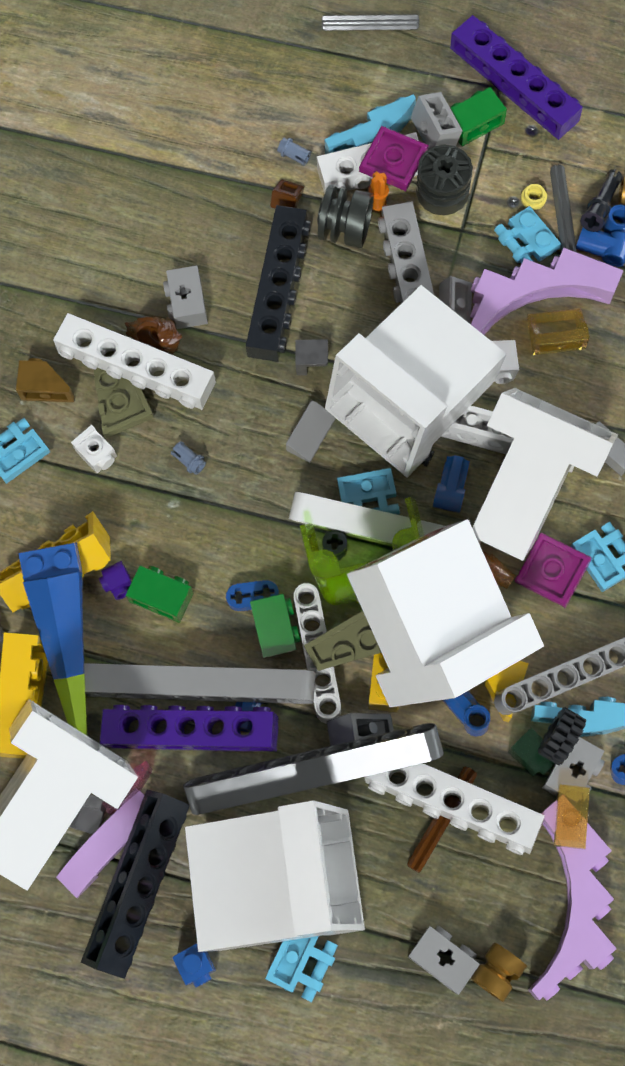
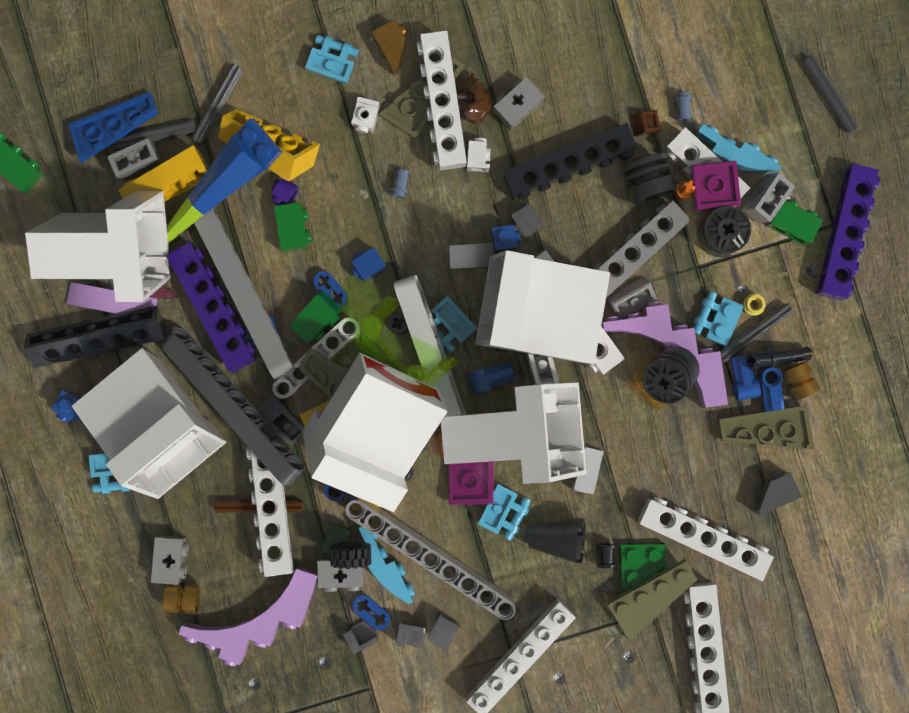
camera: 50 degrees right, 15 degrees up
(216, 362) = (478, 155): none -> white brick
(251, 539) = (367, 264): none -> blue brick
(314, 386) = (505, 238): none -> blue brick
(558, 287) = (671, 374): none -> pearl dark grey wheel
(571, 817) = (304, 590): clear yellow plate -> none

